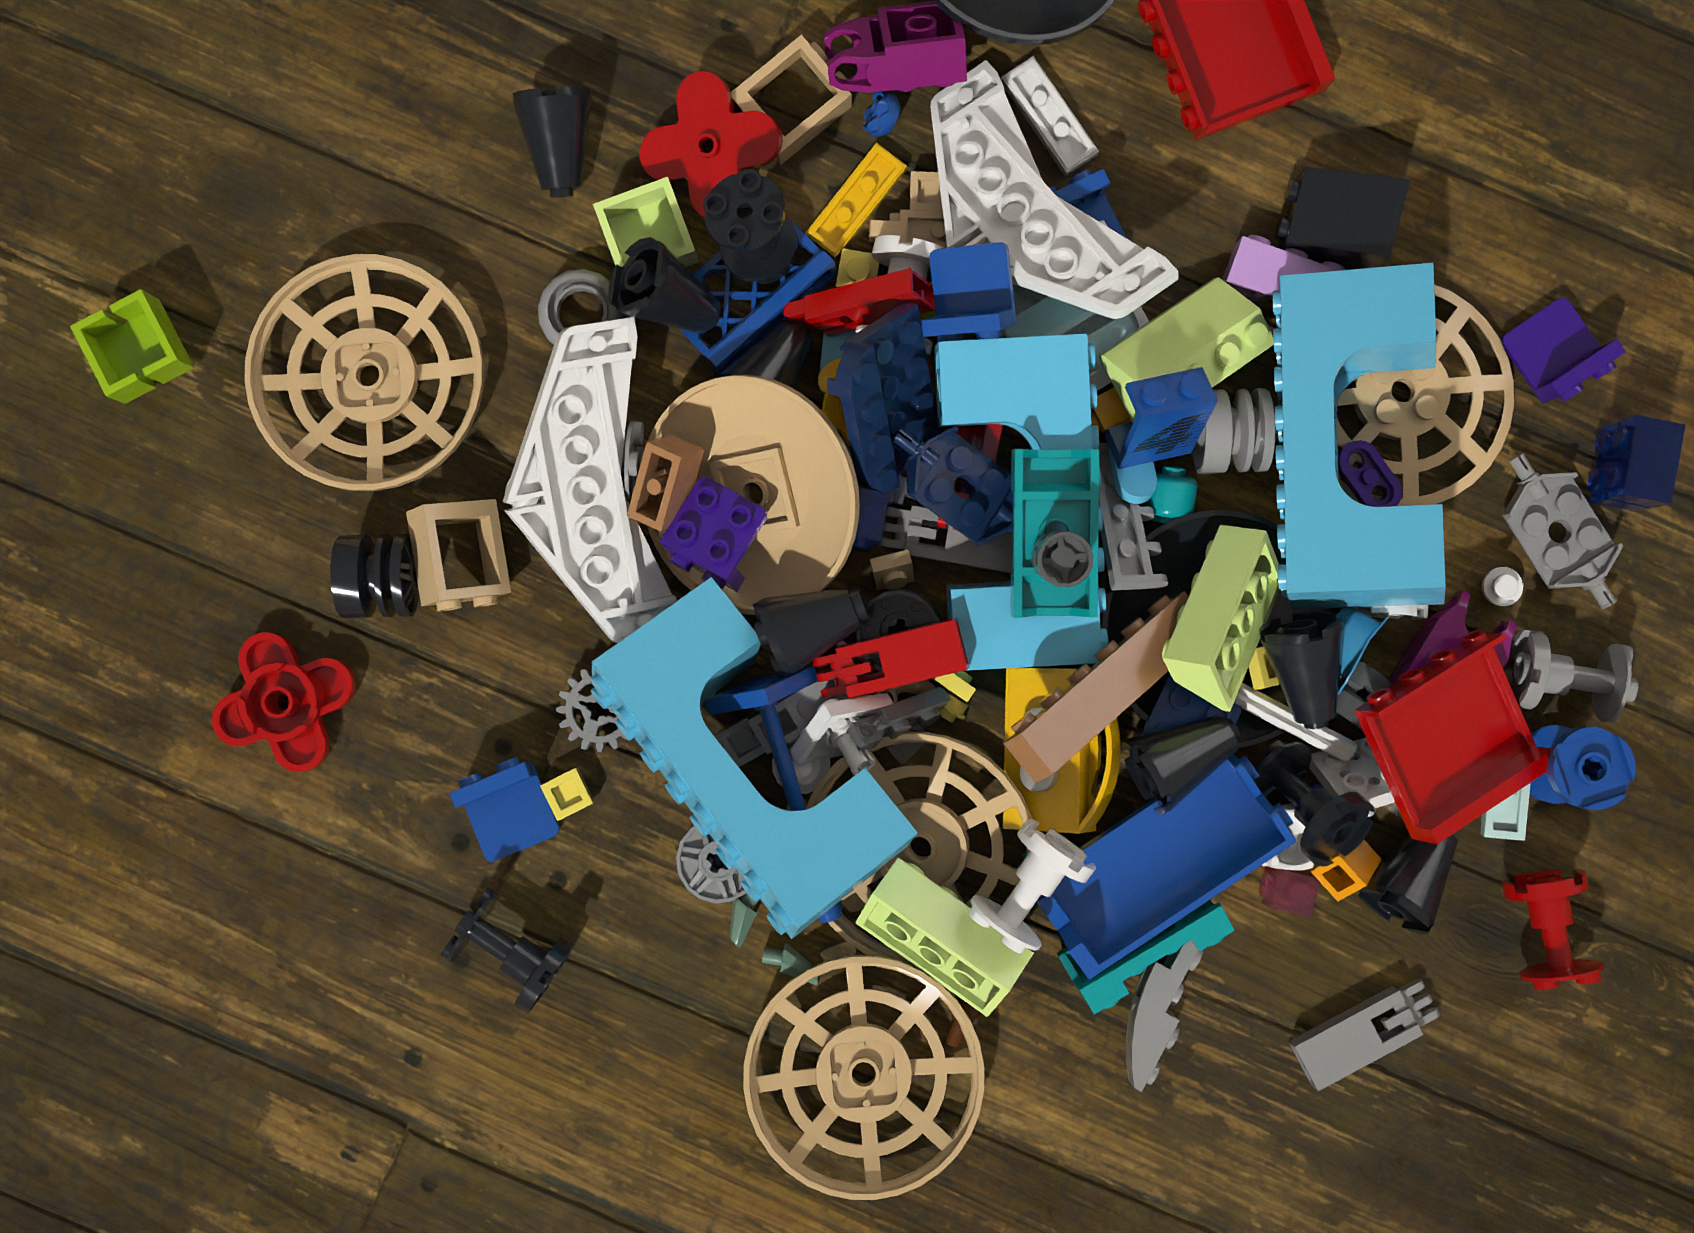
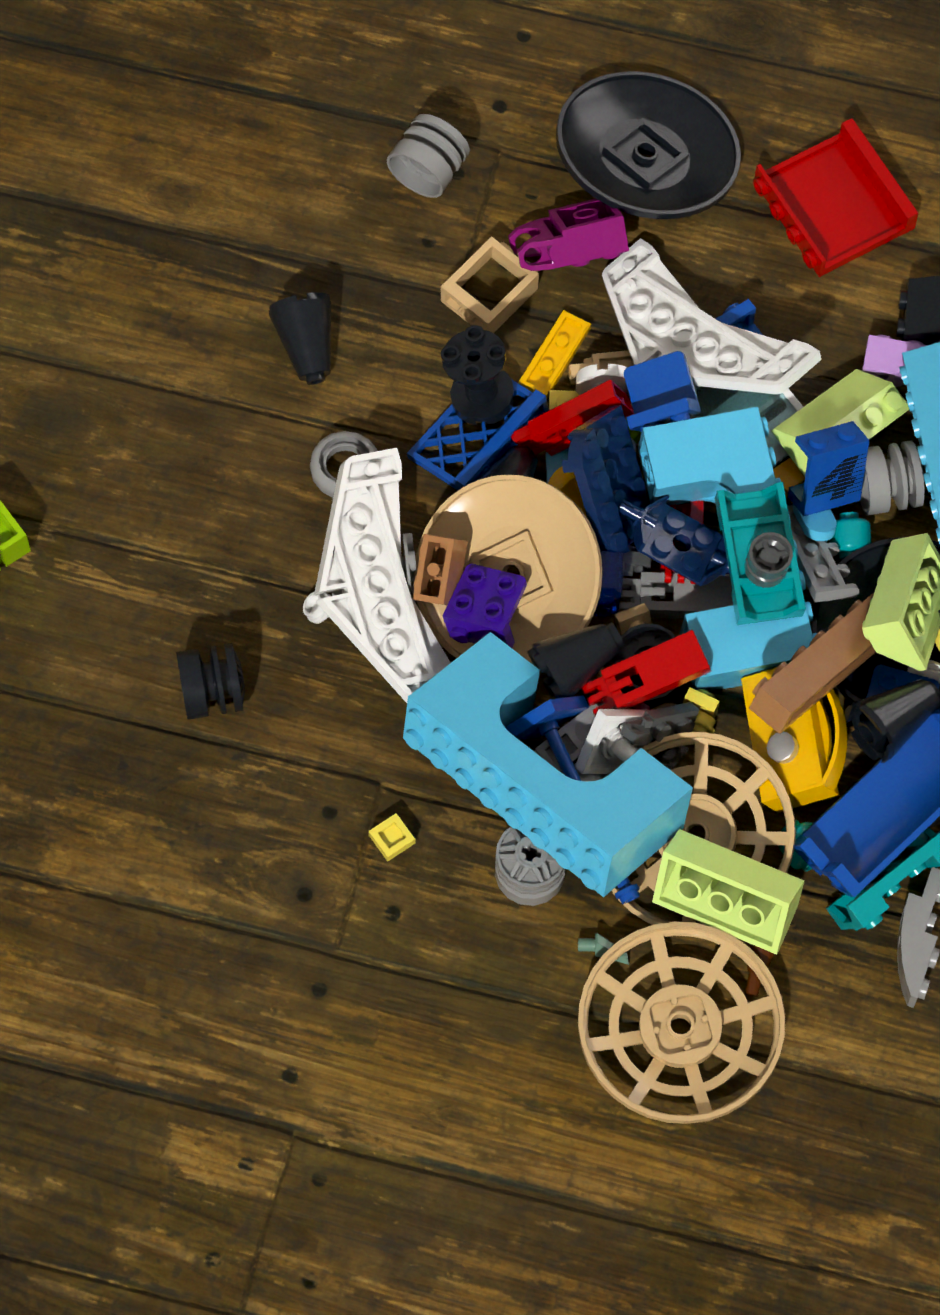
camera: 10 degrees left, 20 degrees down
(256, 711) = (131, 777): red plant -> none
(347, 359) = (174, 515): tan dish -> none
(427, 555) = (248, 638): tan window -> none
(507, 809) = (342, 853): blue bracket -> none
(521, 959) = (375, 966): black piece -> none
(592, 725) = (396, 760): light grey gear -> none
(643, 214) = (391, 396): yellowish green piece -> none
(662, 289) = (415, 428): black cone -> none
(705, 114) = (425, 304): red plant -> none
(741, 918) = (555, 914): sand green bar -> none
(881, 114) = (564, 288): blue plate -> none
(925, 191) = (610, 338): tan plate -> none
(1040, 874) = (797, 811): white piece -> none
(1049, 116) = (698, 273): white tile -> none

